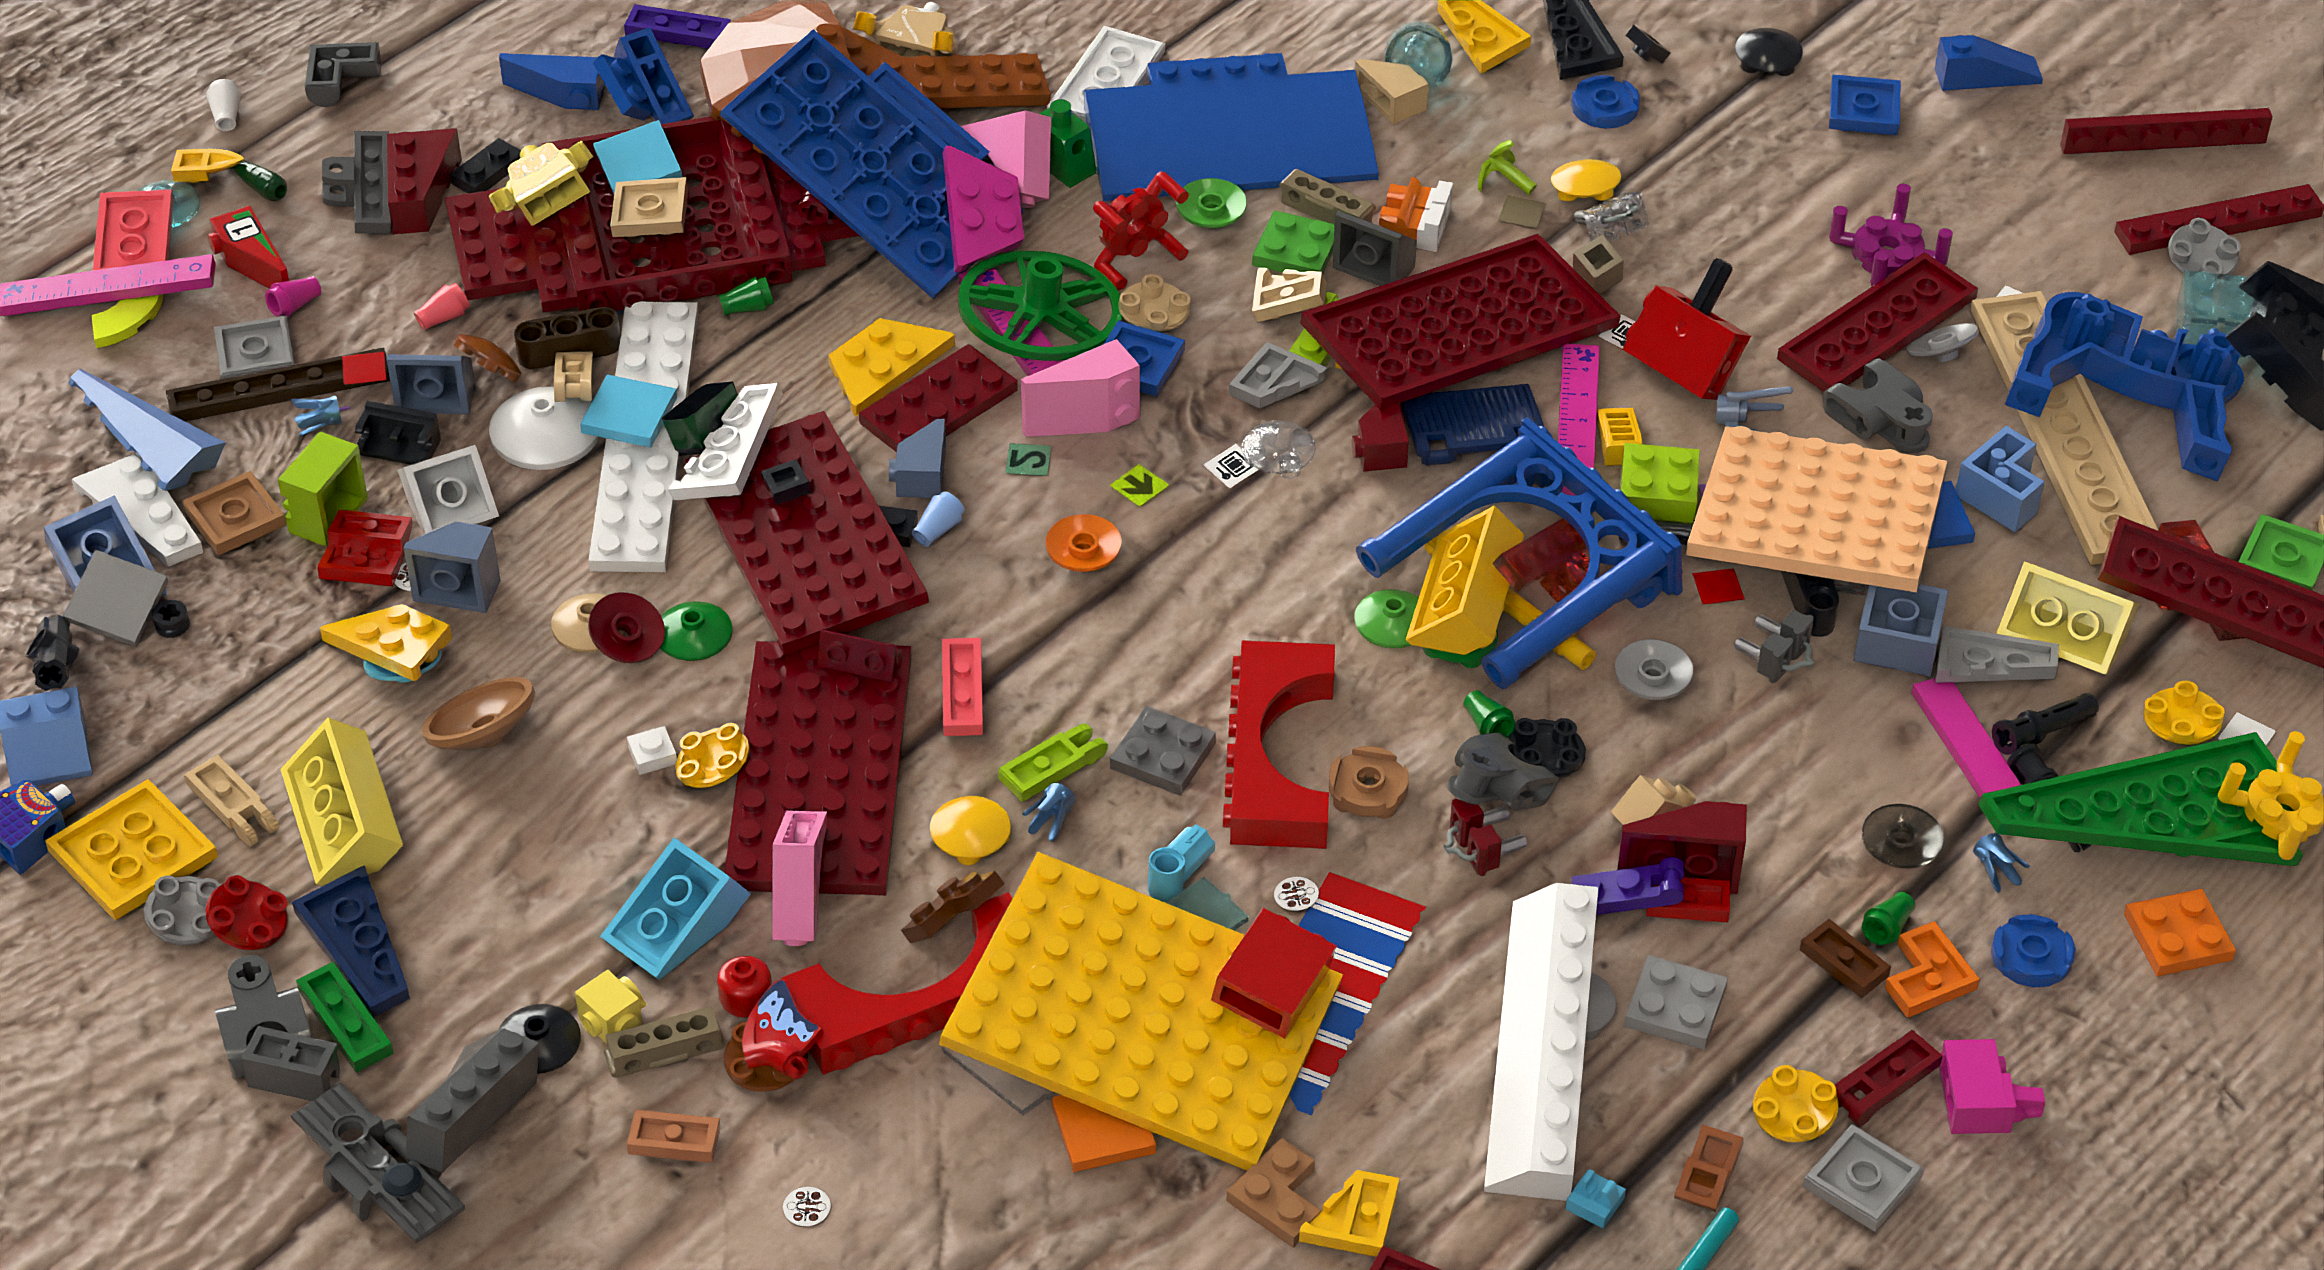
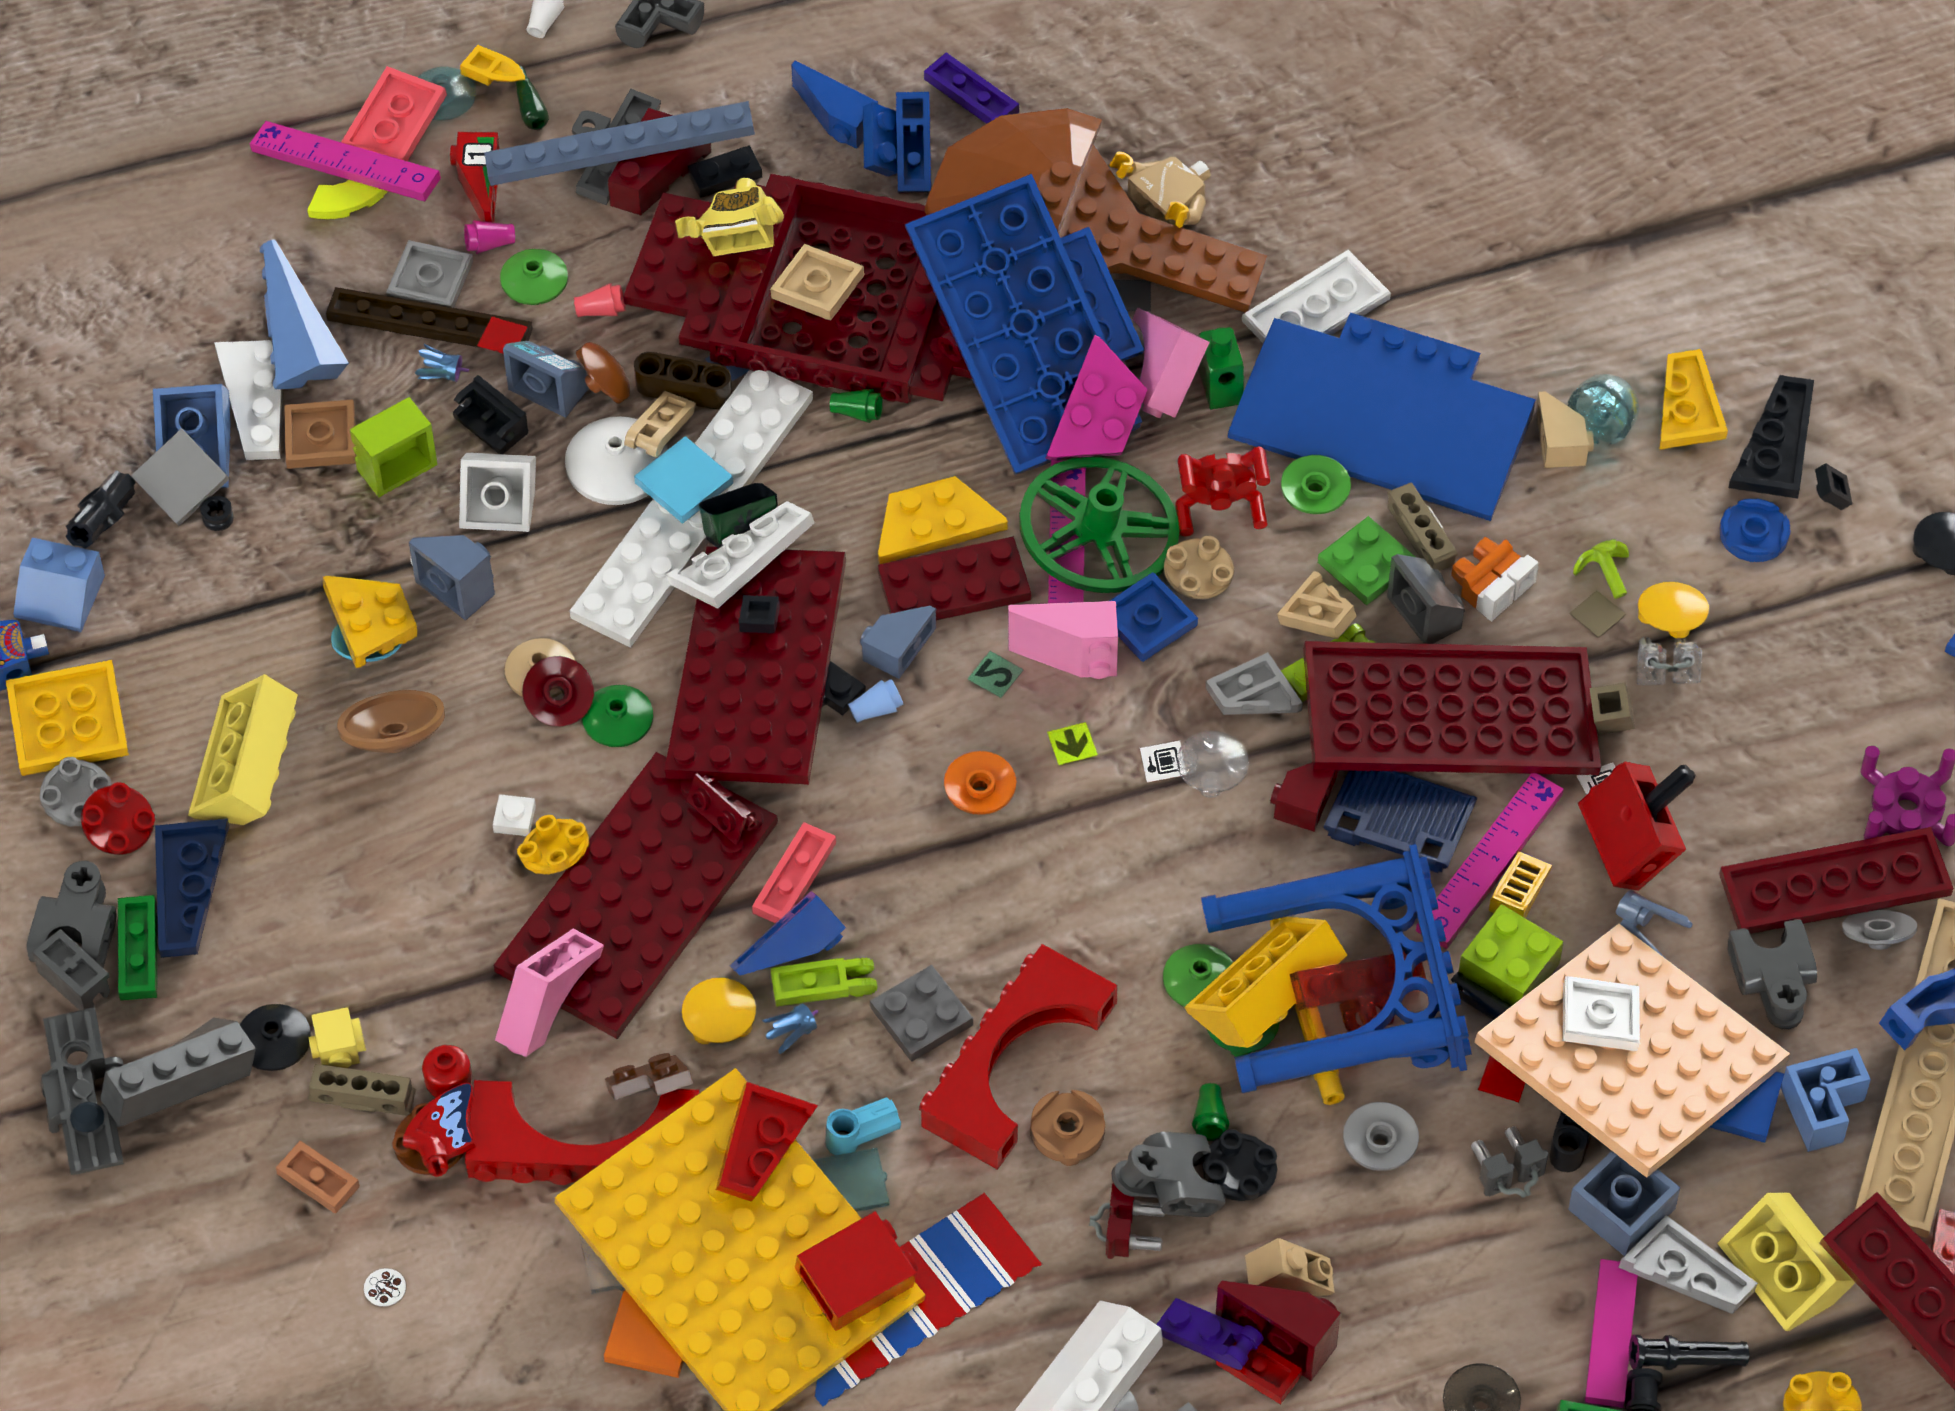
camera: 30 degrees right, 10 degrees up
(230, 798) = (165, 704): tan hinge -> none
(358, 315) = (534, 286): none -> bright green dish
(365, 548) = (403, 512): red slope -> none
(380, 167) = (619, 143): none -> sand blue plate
(637, 155) = (842, 224): medium azure tile -> none
(674, 910) = (439, 975): medium azure slope -> none
(1008, 723) = (797, 934): none -> blue slope
(1107, 896) = (759, 1138): none -> red wing
(1296, 893) = (943, 1199): white sticker -> none
(1778, 485) = (1601, 1013): none -> white tile

